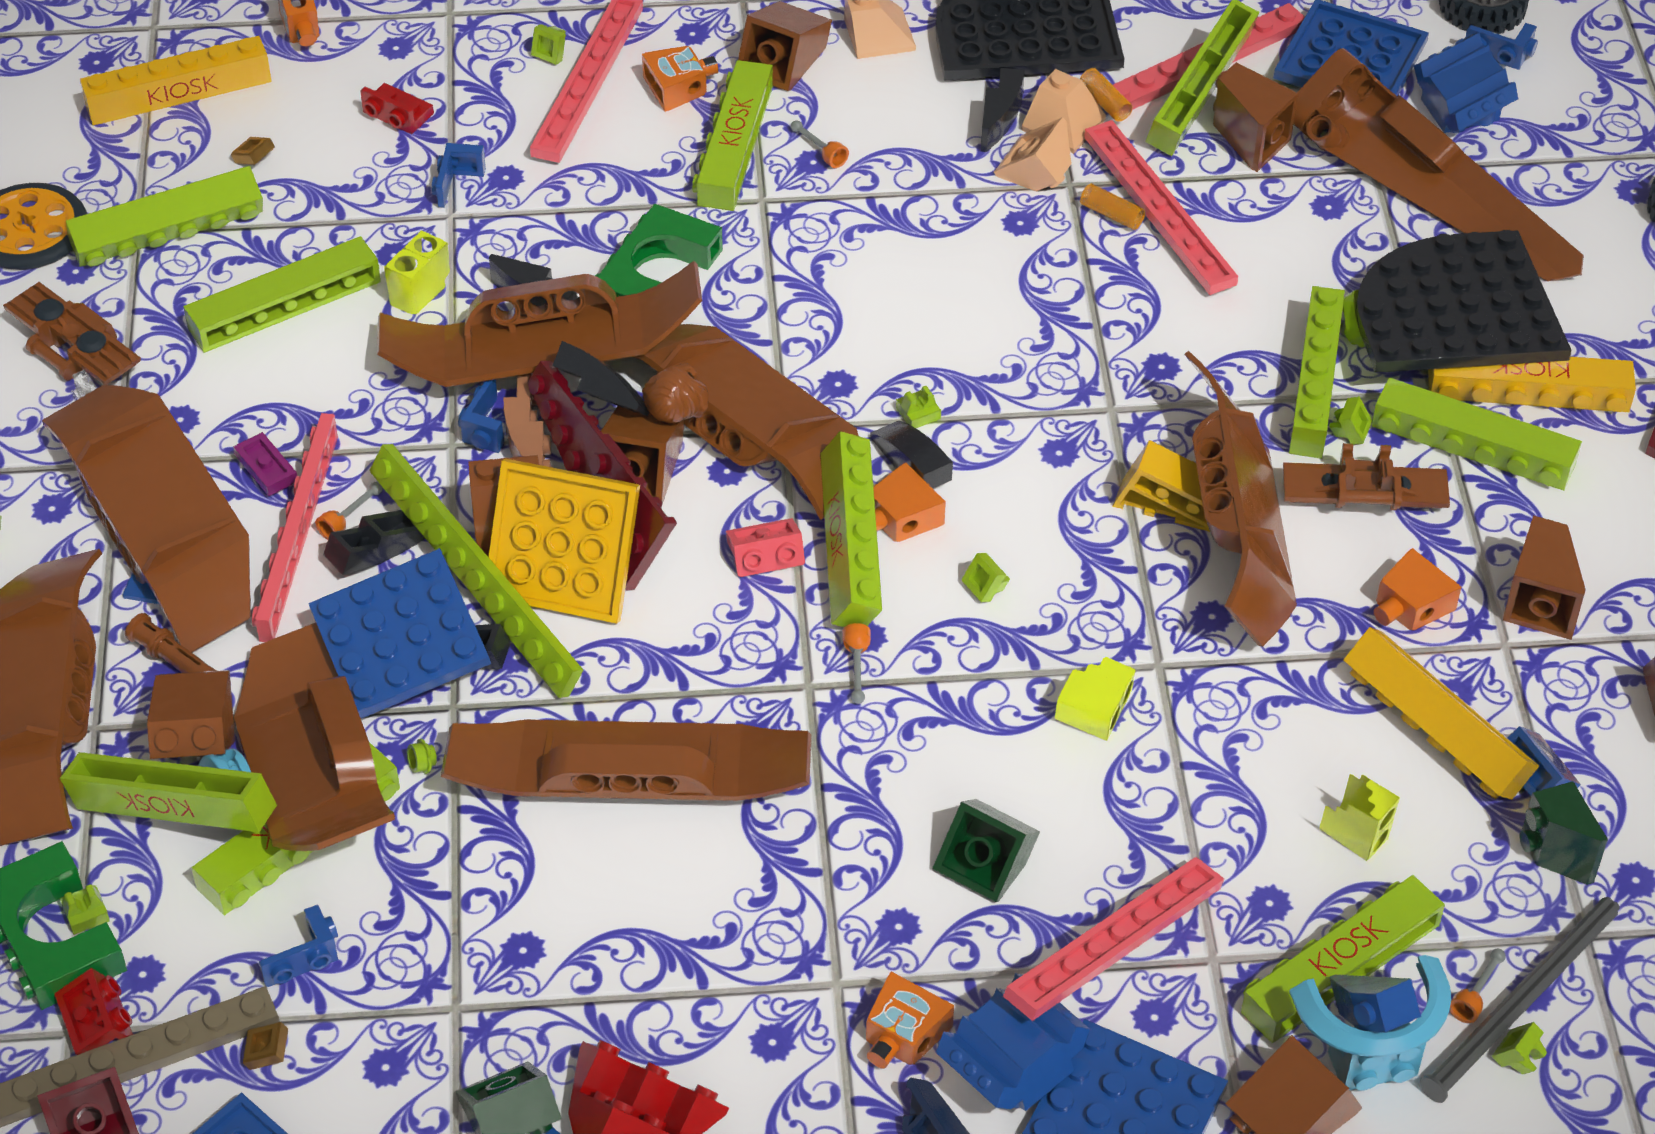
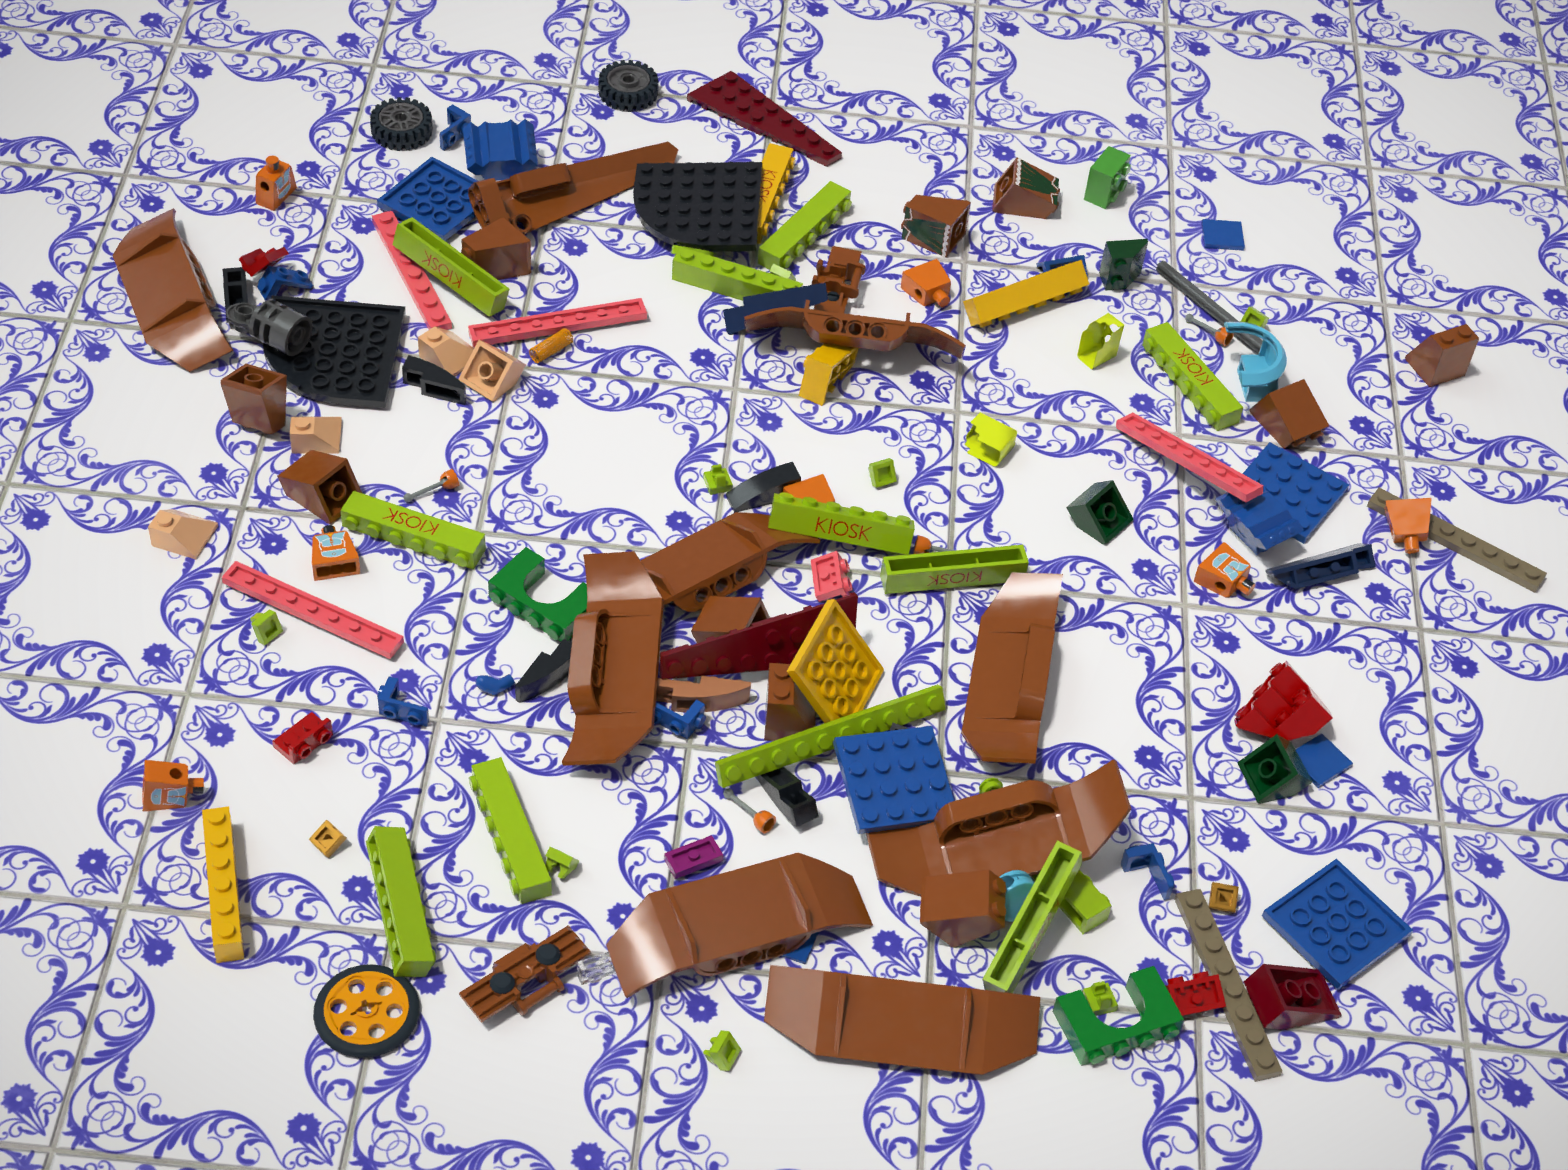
camera: 85 degrees left, 0 degrees up
(161, 644) = (866, 934): dark orange pin -> none
(244, 344) = (557, 857): none -> lime tile
(293, 536) = (758, 838): coral plate -> none
(414, 289) = (534, 736): neon yellow piece -> none
(505, 244) = (492, 685): none -> blue arm
(598, 378) = (687, 627): black slope -> none
(675, 394) = (717, 583): dark orange hair -> none
(808, 672) = (952, 568): none -> lime brick
(1108, 106) = (454, 314): light orange piece -> none
(1268, 400) = (784, 298): none -> dark blue wedge
(1375, 1002) = (1253, 354): blue slope -> none

